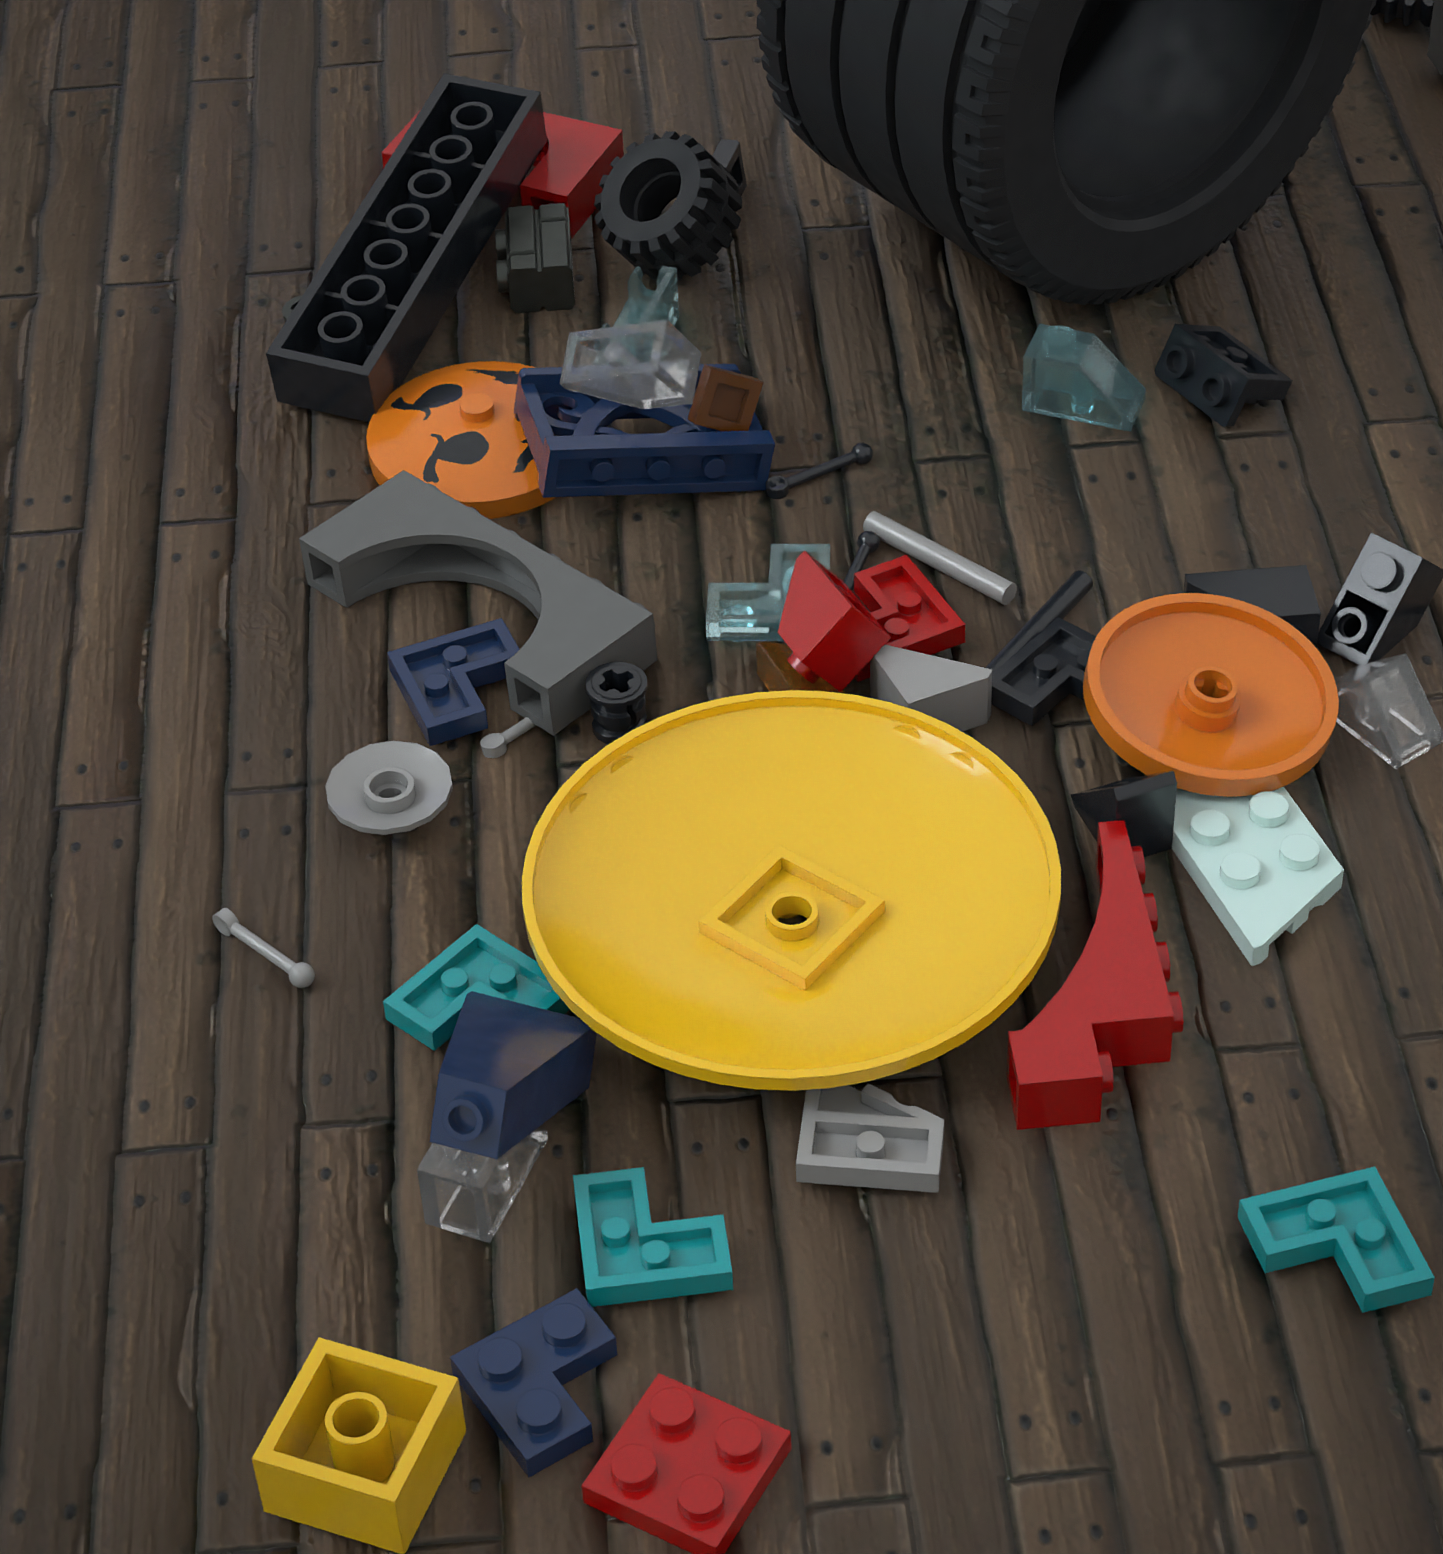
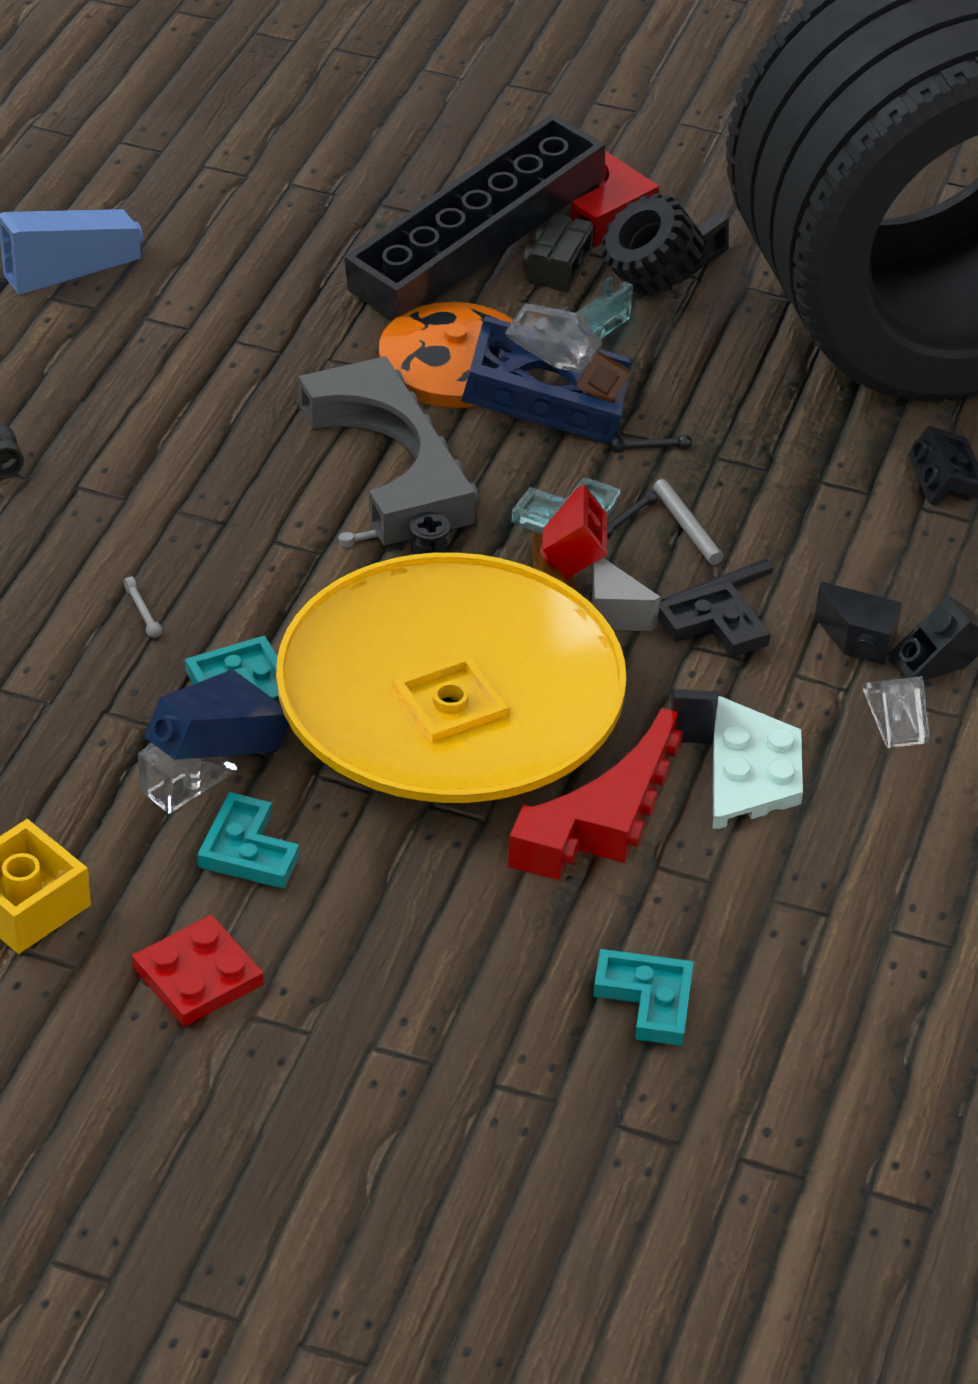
camera: 20 degrees right, 0 degrees up
(389, 787) = (264, 540): light grey dish -> none
(441, 678) = (339, 484): dark blue plate -> none
(520, 1376) = (140, 884): dark blue plate -> none
(868, 1141) = (410, 837): light grey wing -> none
(908, 609) = (642, 549): red plate -> none
(1078, 380) = (848, 441): clear light blue slope -> none
(1210, 694) = (786, 658): orange dish -> none

